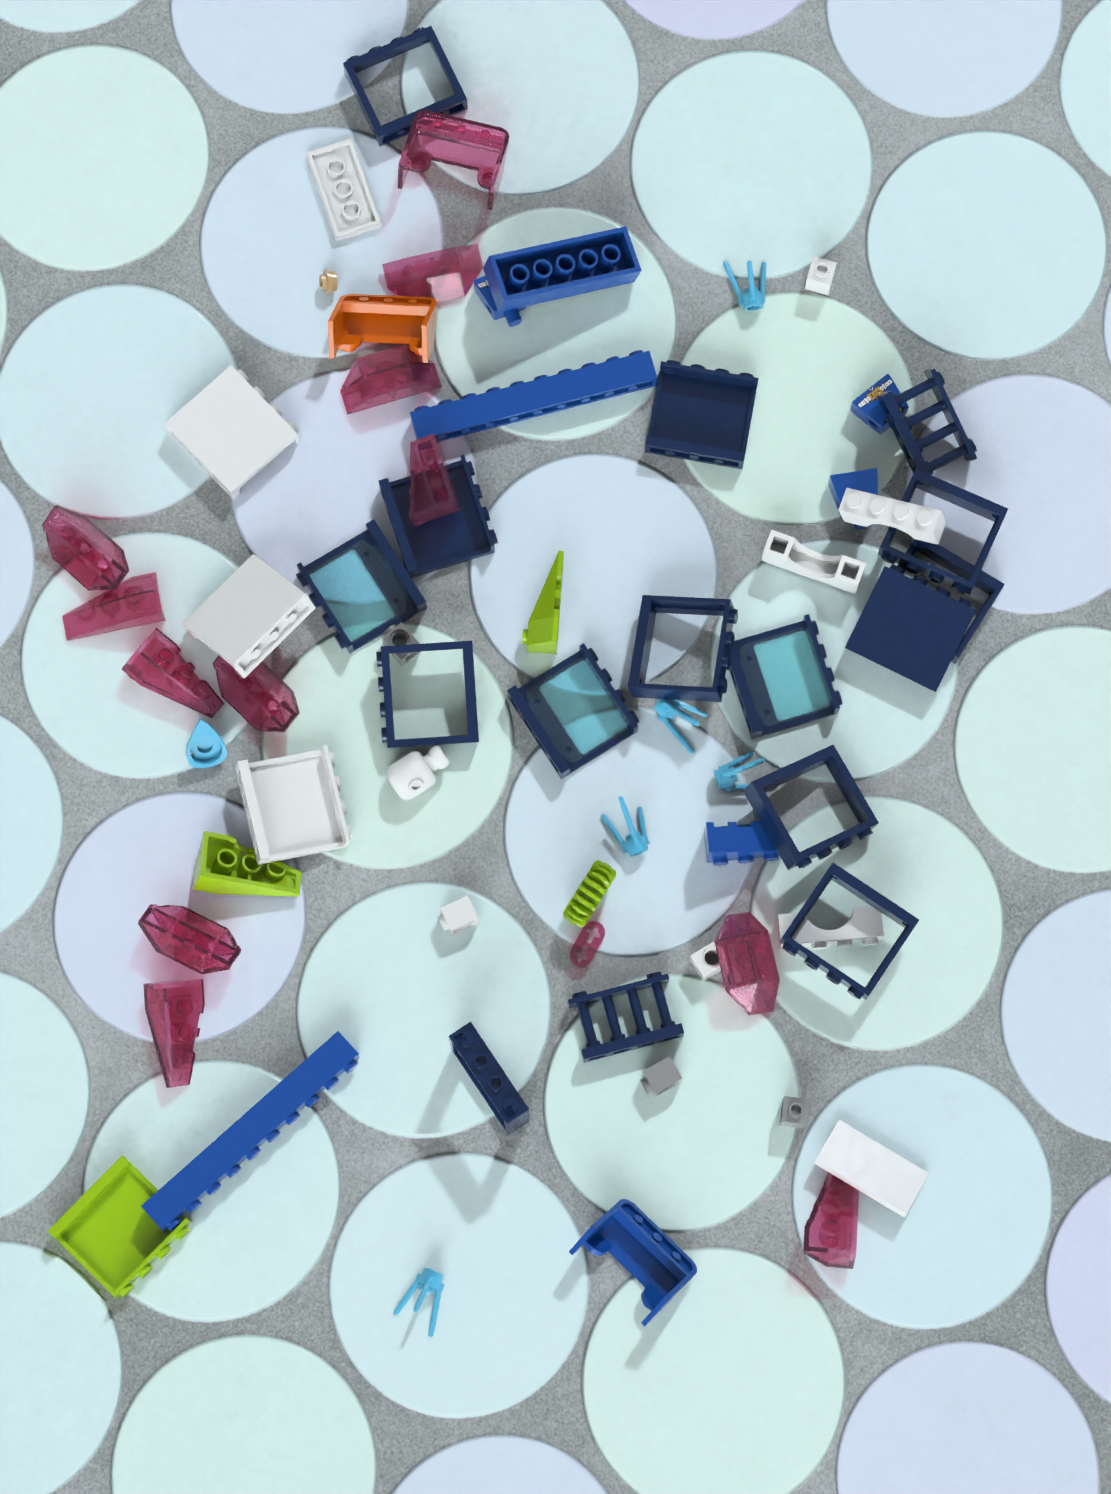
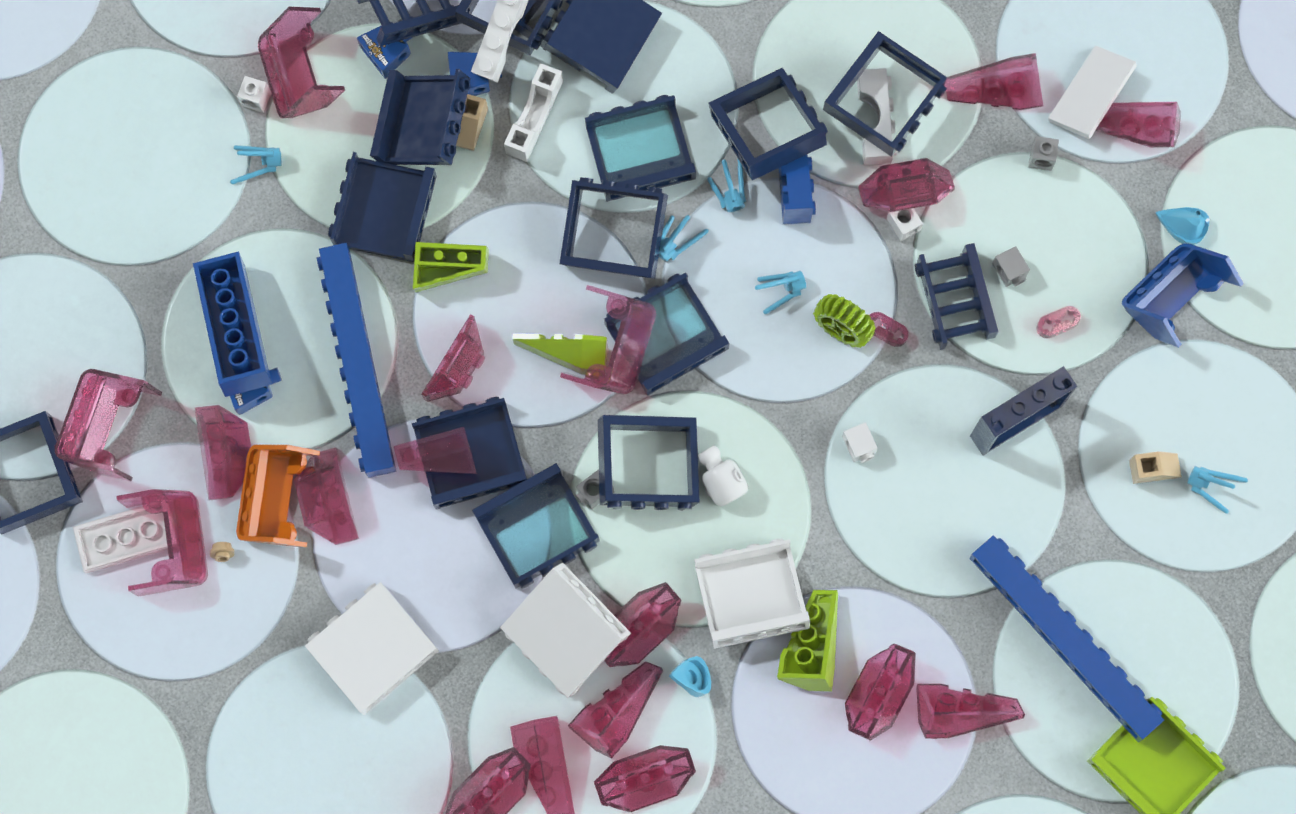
camera: 85 degrees left, 0 degrees up
(101, 701) = (645, 778): none -> clear pink wedge
(340, 241) = (184, 540): none -> clear pink windscreen
(439, 1232) = (1154, 467): none -> tan slope
(533, 500) = (458, 364): none -> clear pink wedge
(556, 670) = (629, 348): none -> clear pink windscreen
(607, 1127) = (1057, 316): none -> clear pink beam
(640, 481) = (447, 263): none -> lime wedge
(720, 1272) = (1185, 224): none -> medium azure piece
(799, 443) = (420, 119): none -> dark blue panel
(800, 496) = (472, 122): none -> tan slope
(854, 311) = (289, 67): none -> clear pink windscreen
(878, 1072) = (1003, 83): none -> clear pink wedge

